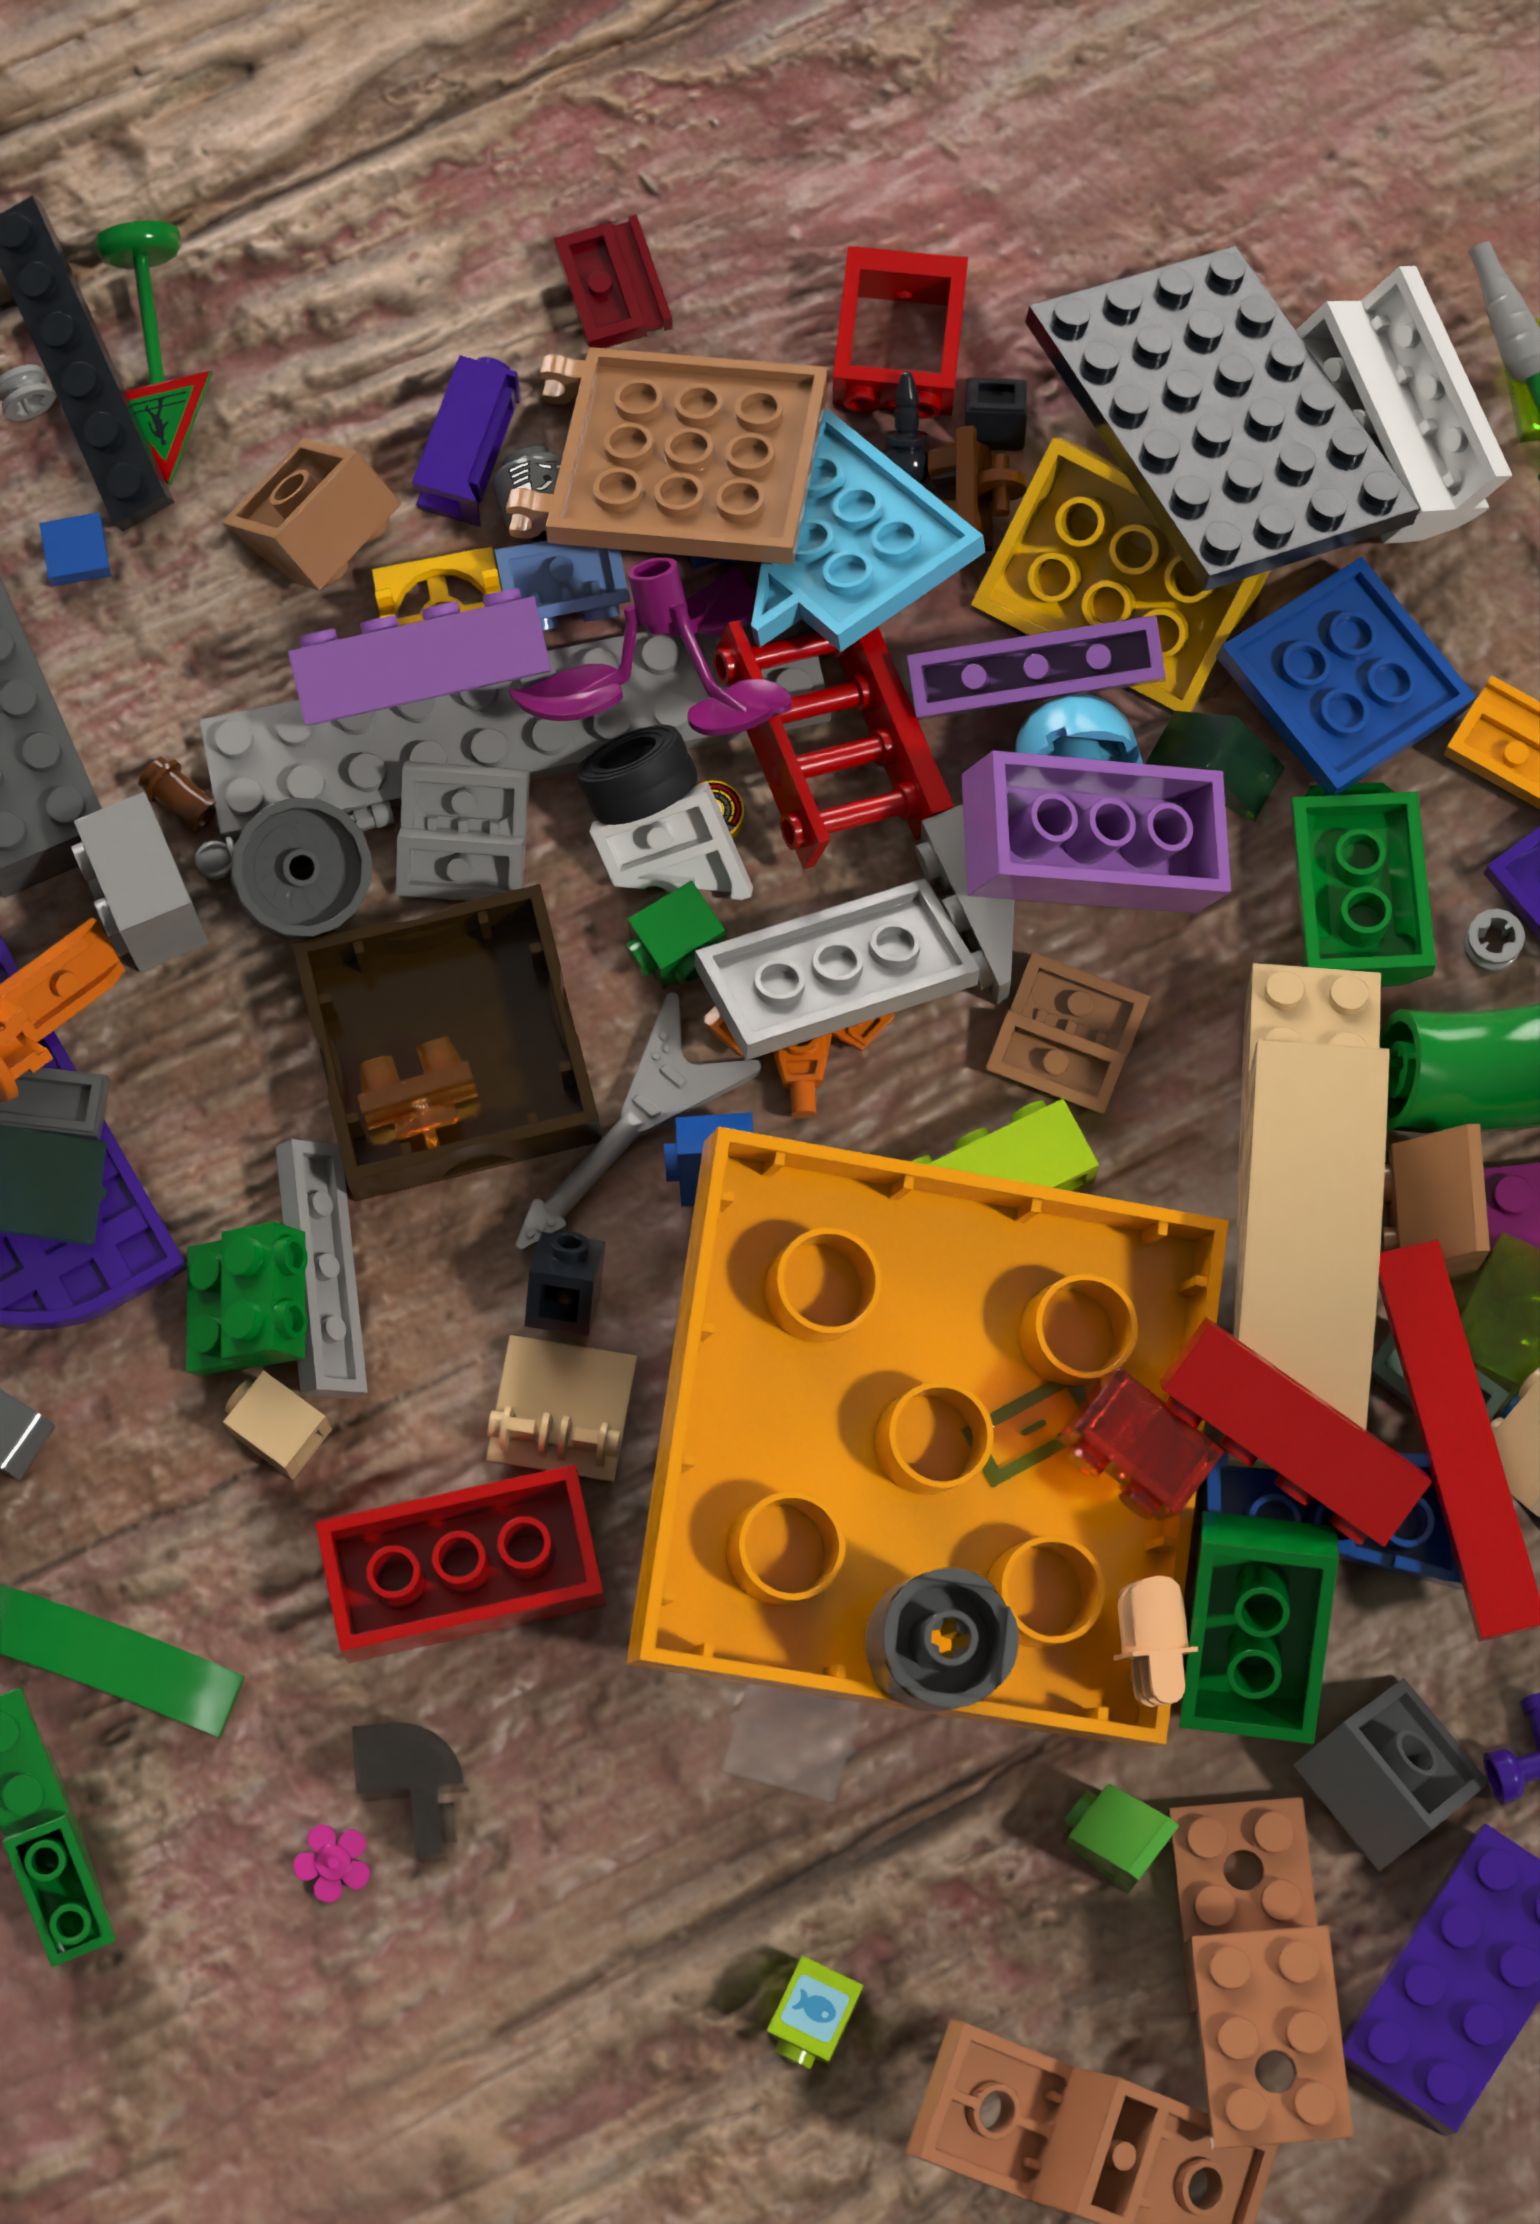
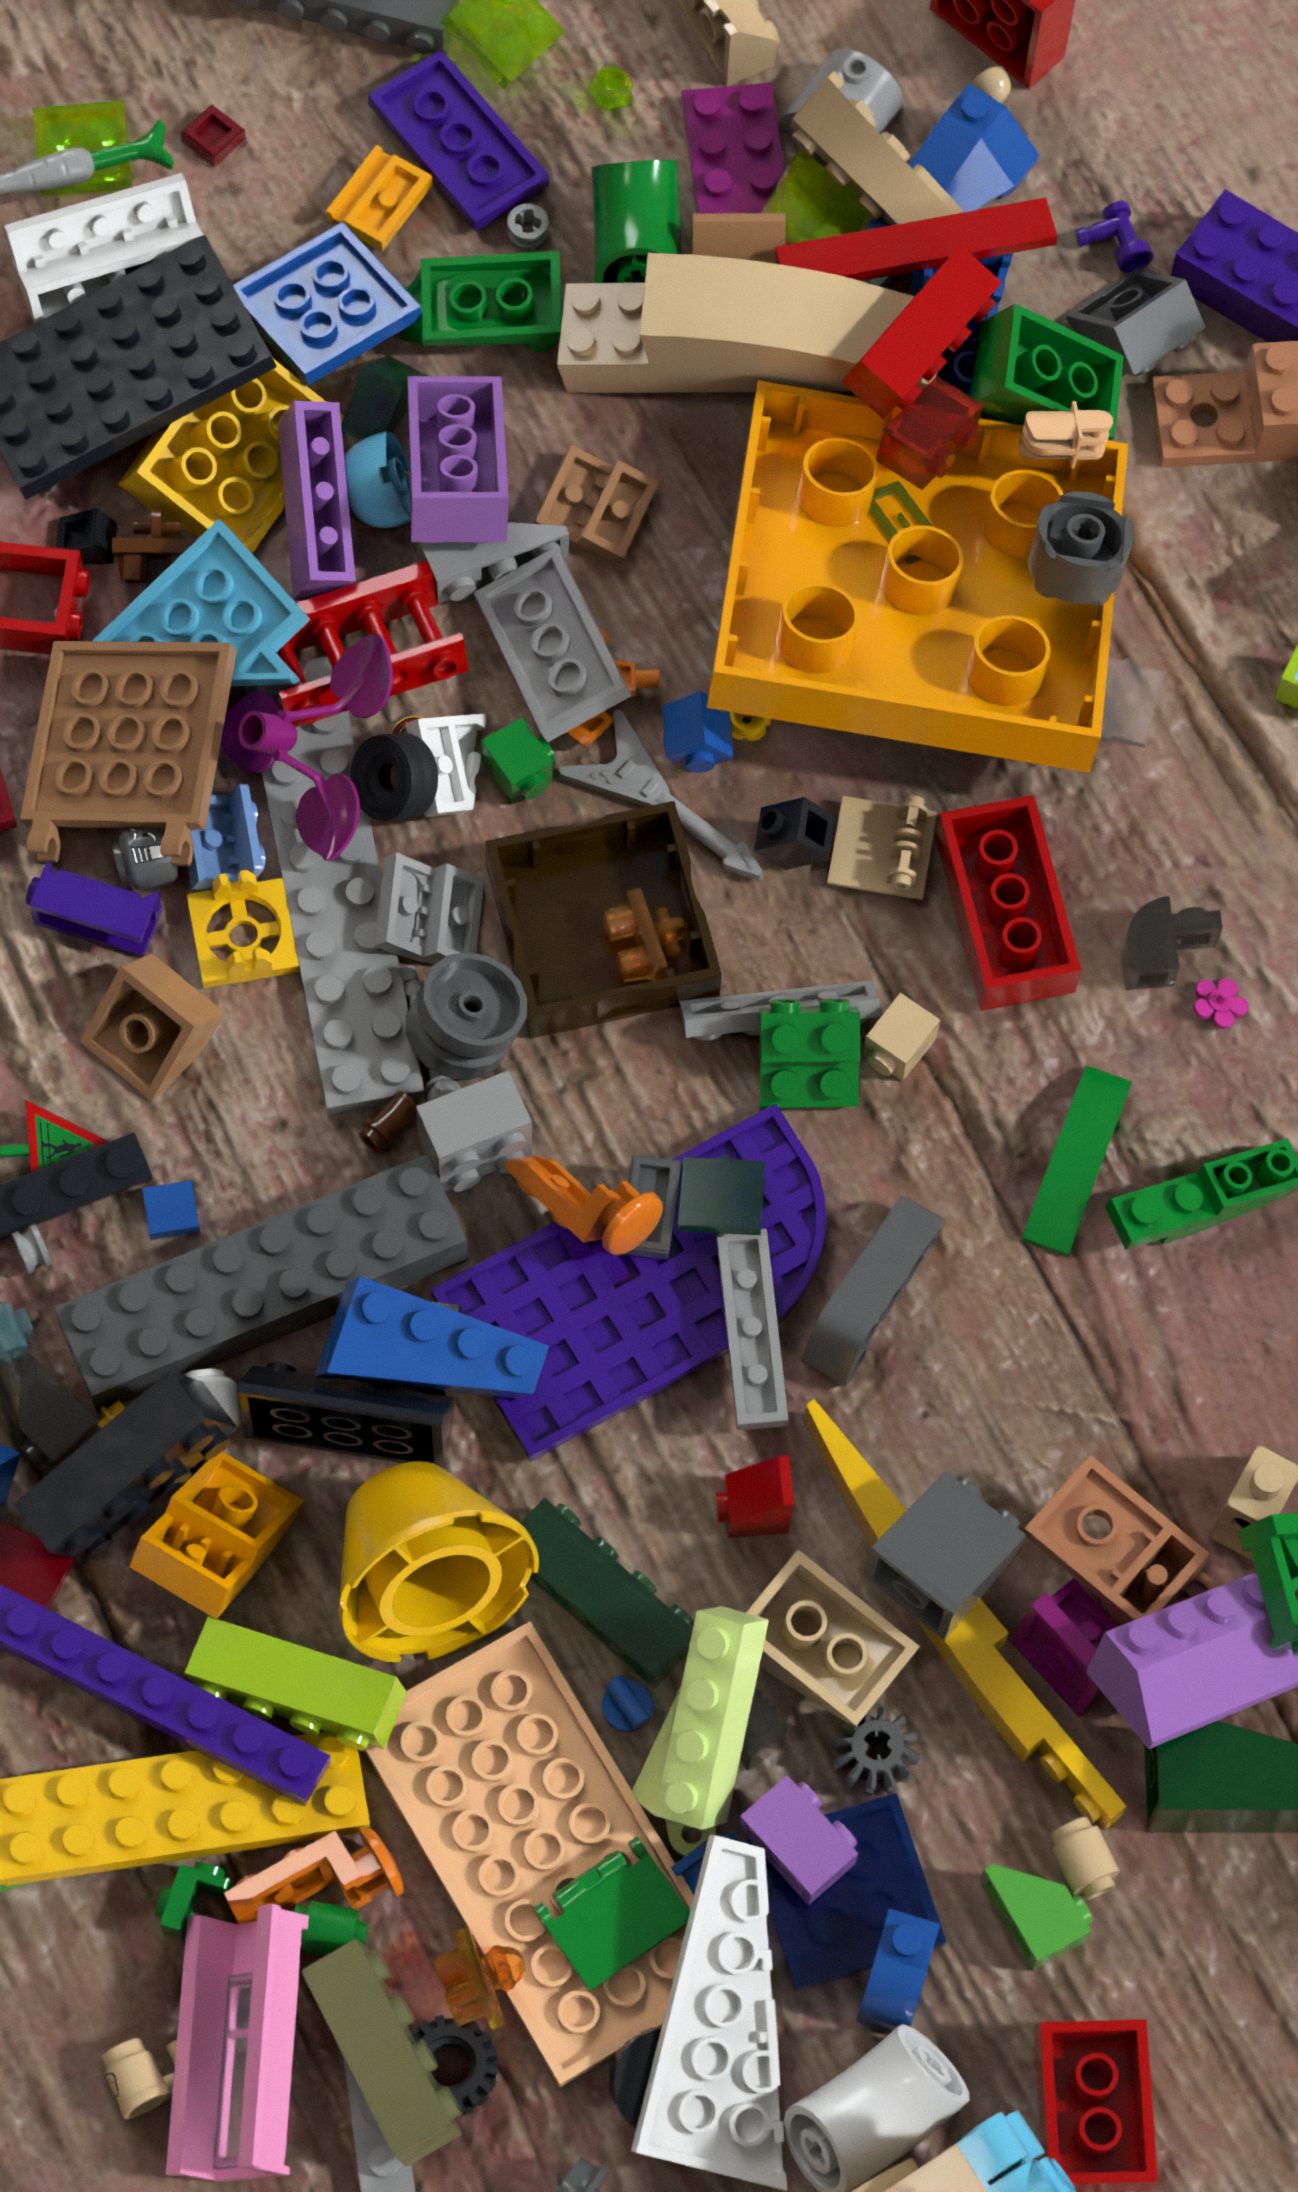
camera: 95 degrees left, 5 degrees down
(420, 659) = (298, 925): medium lavender brick -> none
(906, 441) = (112, 594): black bar -> none
(1036, 1148) = (697, 530): lime slope -> none
(1117, 1834) = (1190, 478): bright green slope -> none

